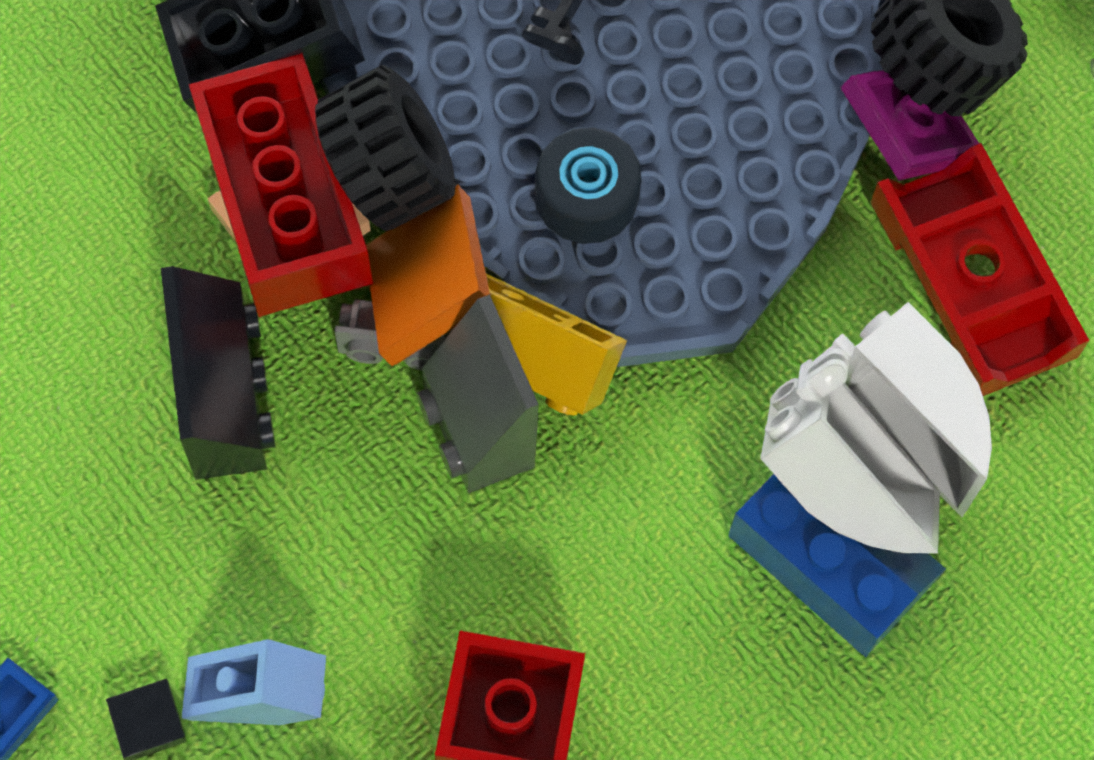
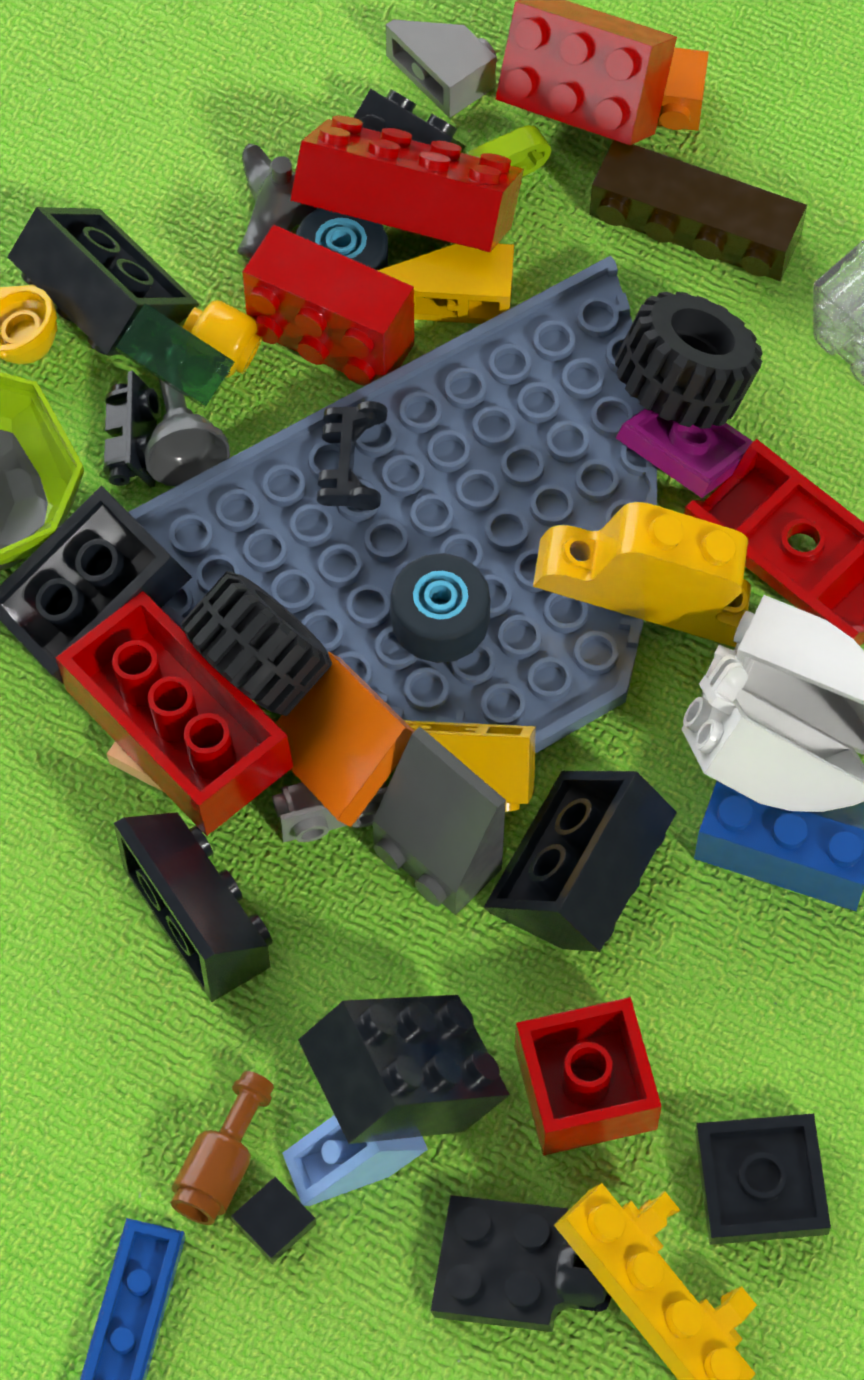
camera: 20 degrees left, 5 degrees down
(121, 638) = (219, 1158): none -> dark orange piece
(325, 628) = (403, 1067): none -> black brick
(614, 490) = (582, 858): none -> black slope
(811, 231) = (652, 569): none -> yellow brick

